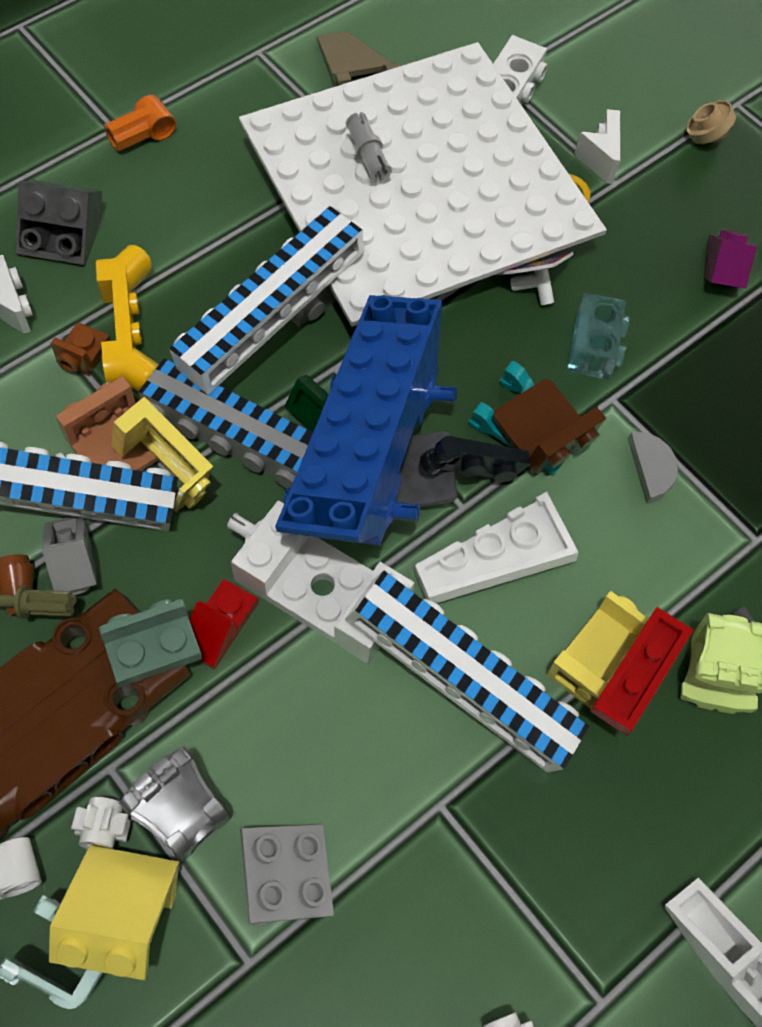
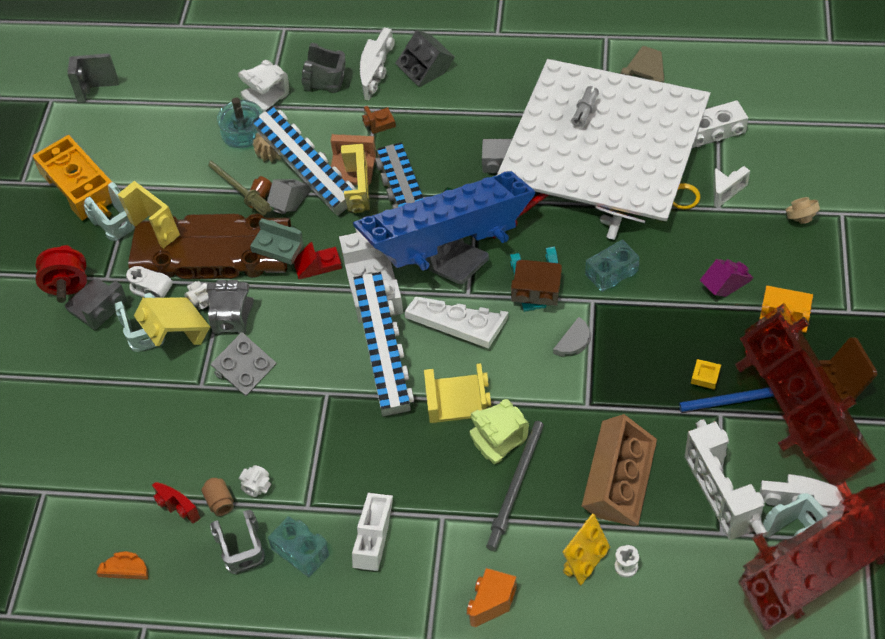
camera: 55 degrees right, 10 degrees down
(115, 281) = (420, 101): yellow plate -> none
(147, 120) = (512, 39): orange piece -> none
(267, 299) = (465, 143): brick -> none
(475, 459) = (483, 270): black plate -> none
(641, 671) = (452, 396): red plate -> none

